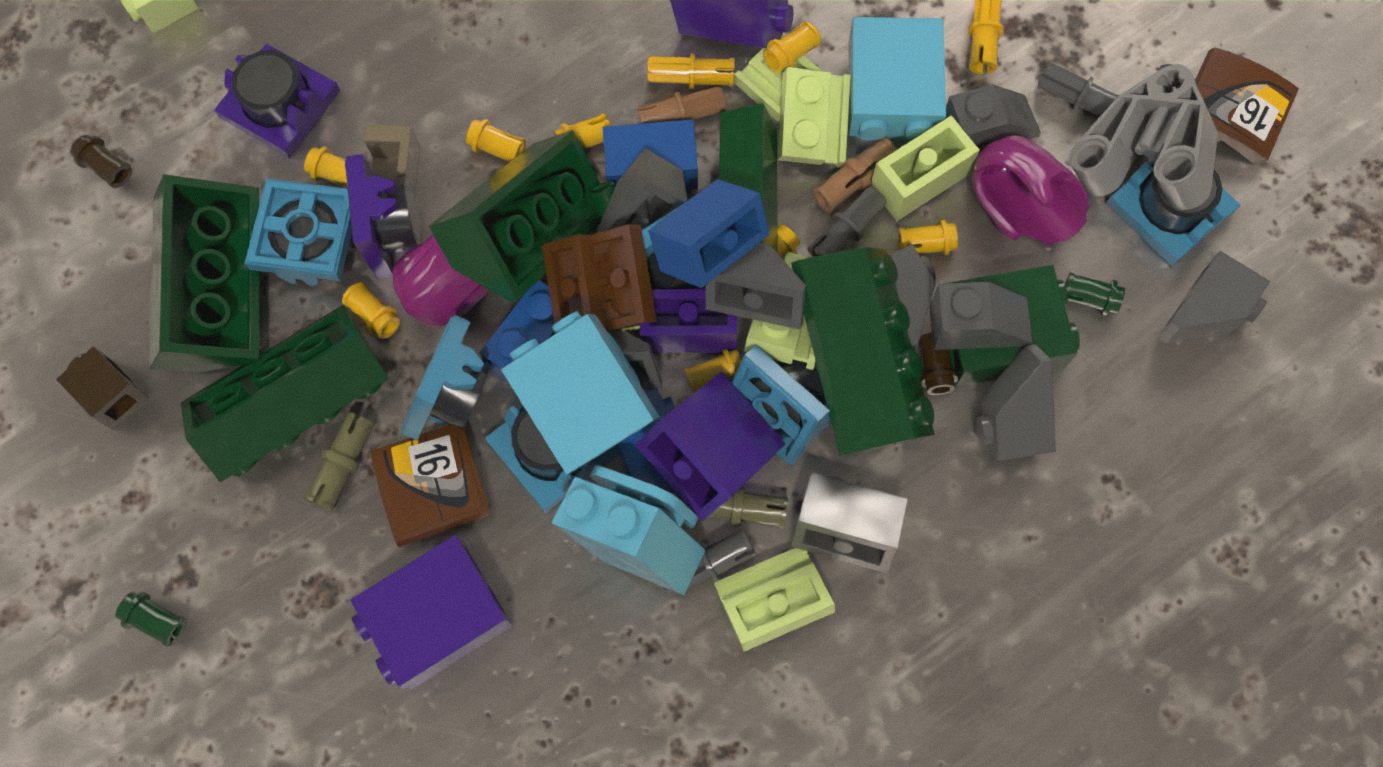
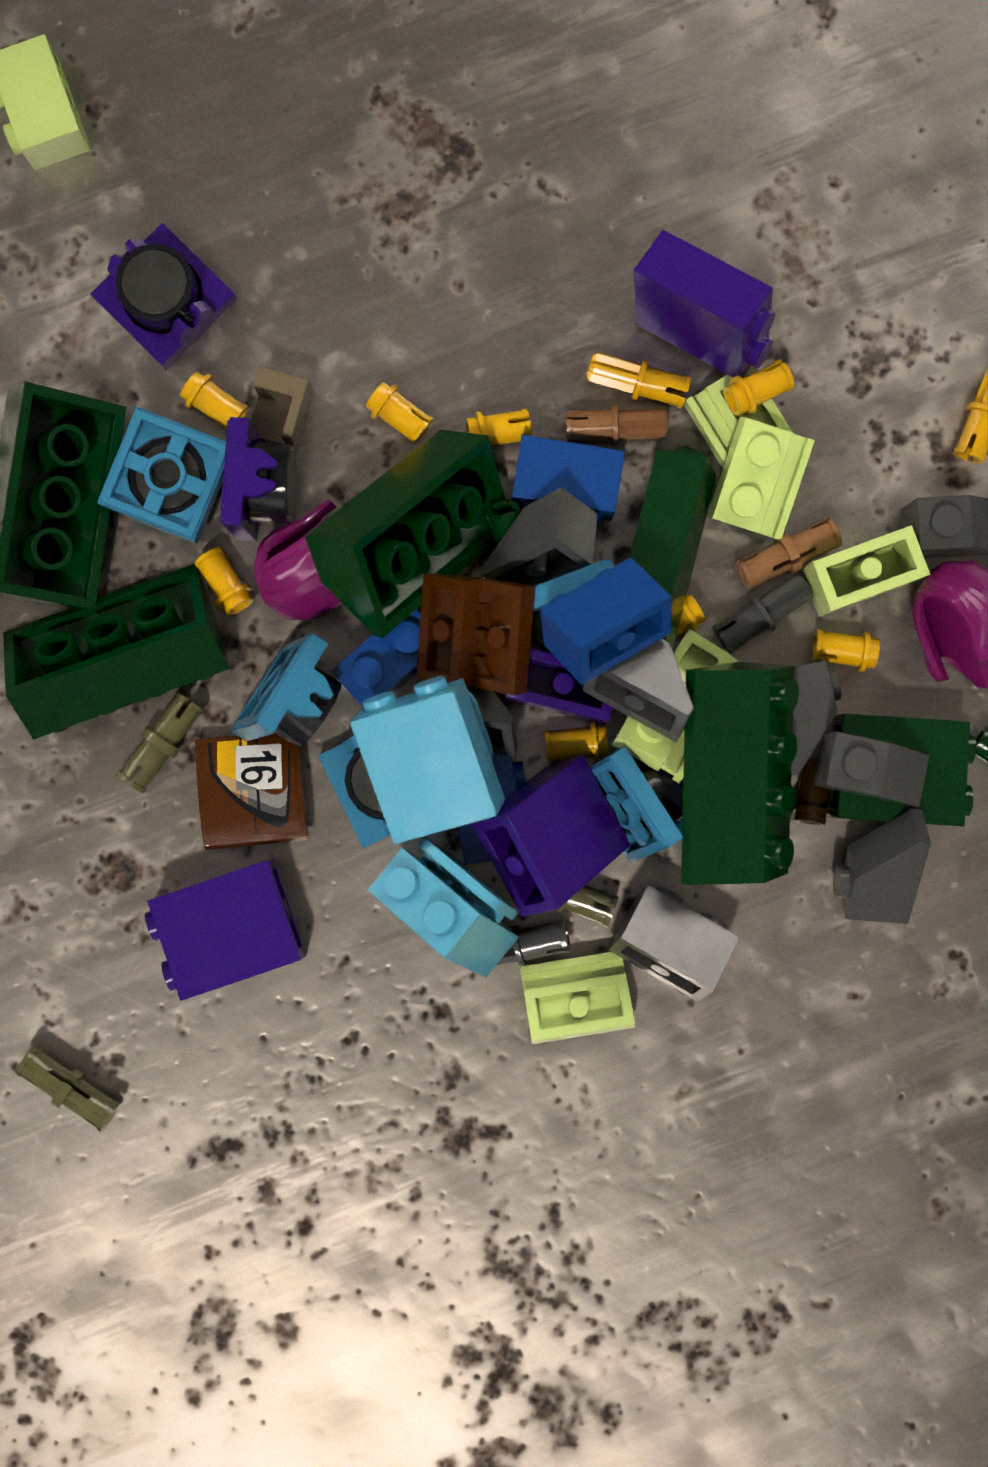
camera: 10 degrees right, 15 degrees up
(896, 77) = (866, 455): medium azure brick -> none

